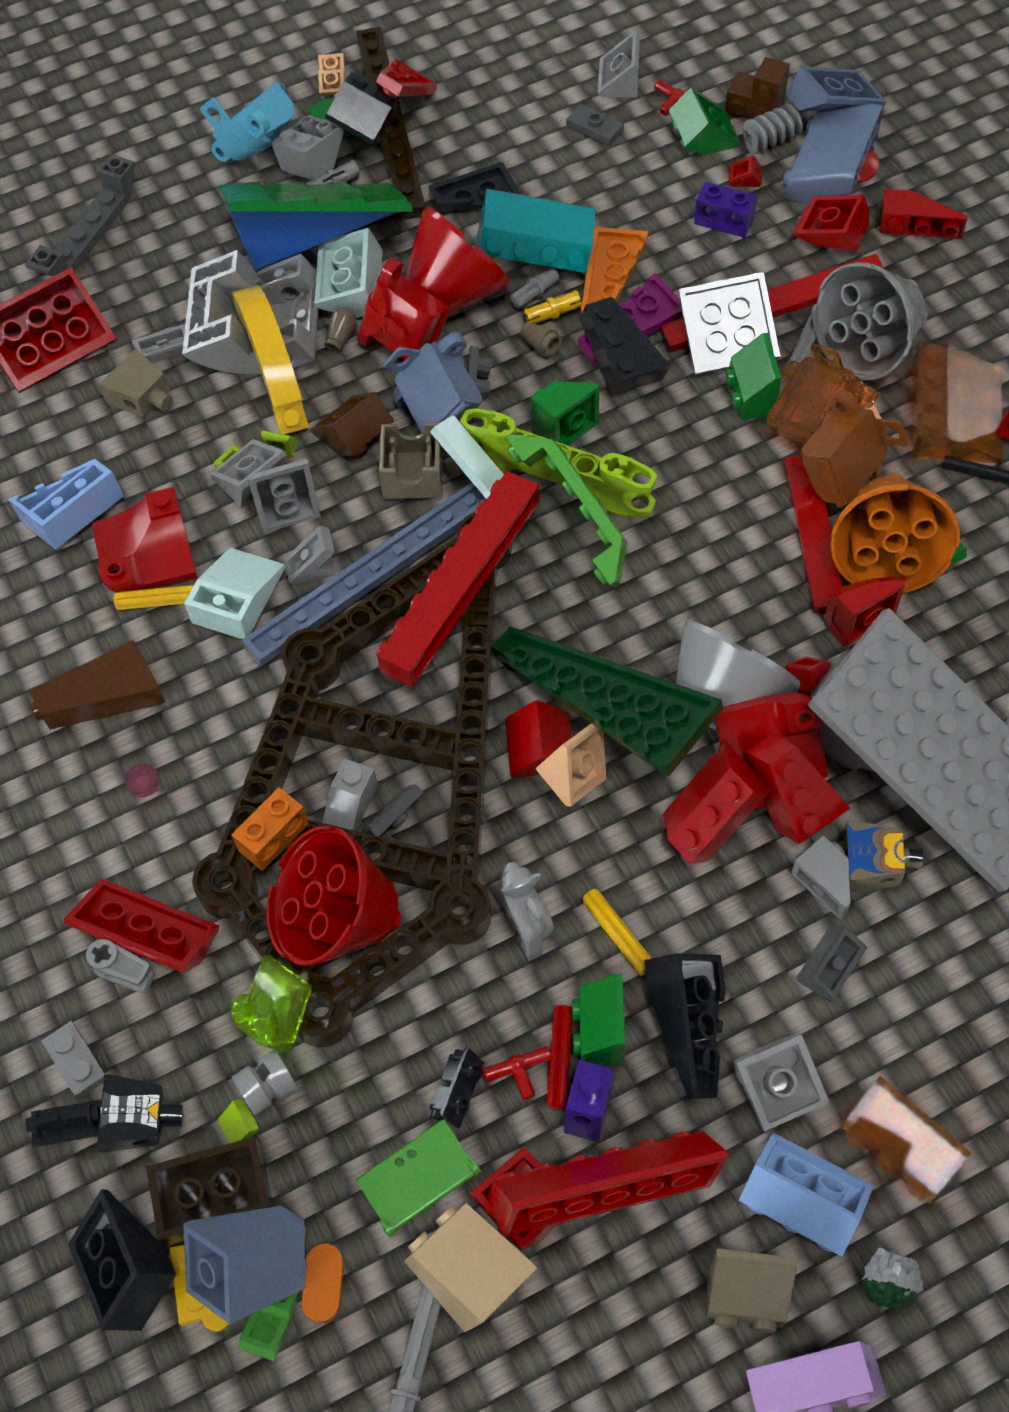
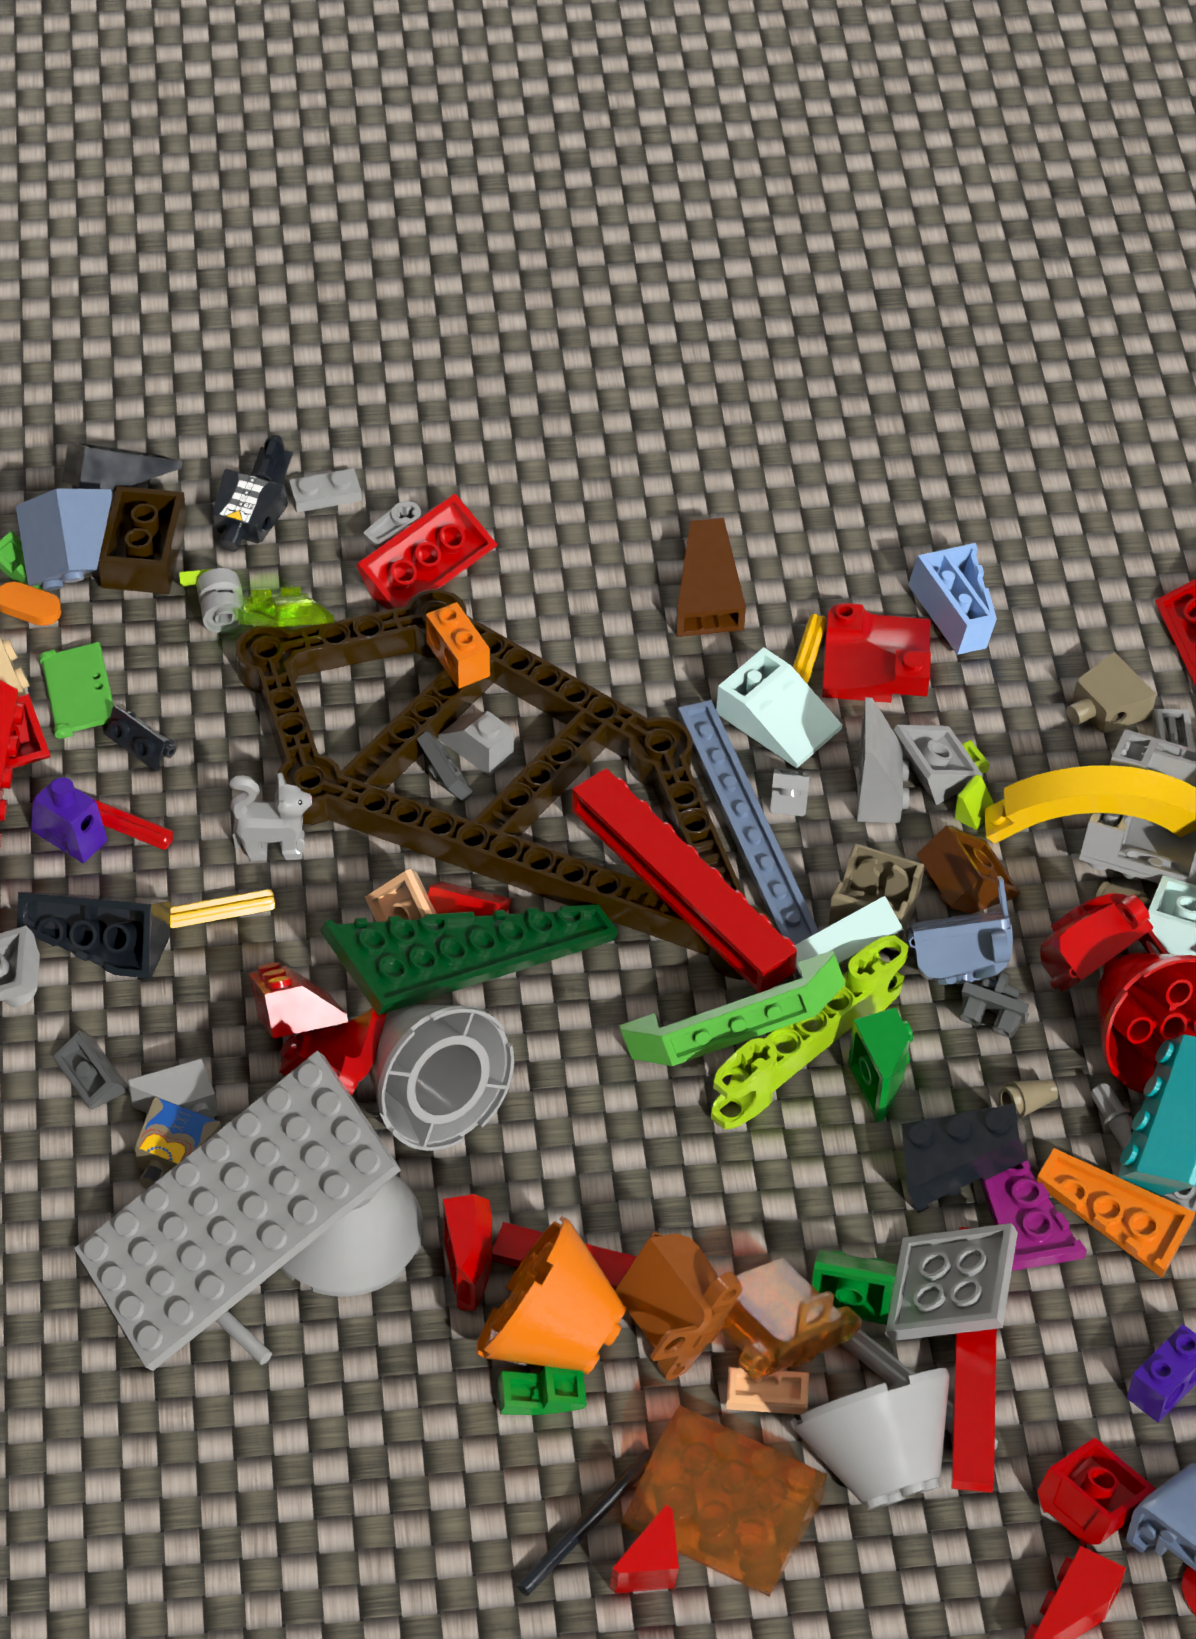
camera: 105 degrees right, 10 degrees down
(142, 780) = (589, 595): clear pink tile -> none
(329, 899) = (349, 671): red cone -> none
(517, 1065) = (133, 789): red piece -> none
(553, 308) = (1074, 1124): yellow pin -> none
(601, 1022) = (129, 854): green slope -> none
(799, 795) = (271, 1058): red wedge -> none
(808, 672) = (424, 1178): red slope -> none

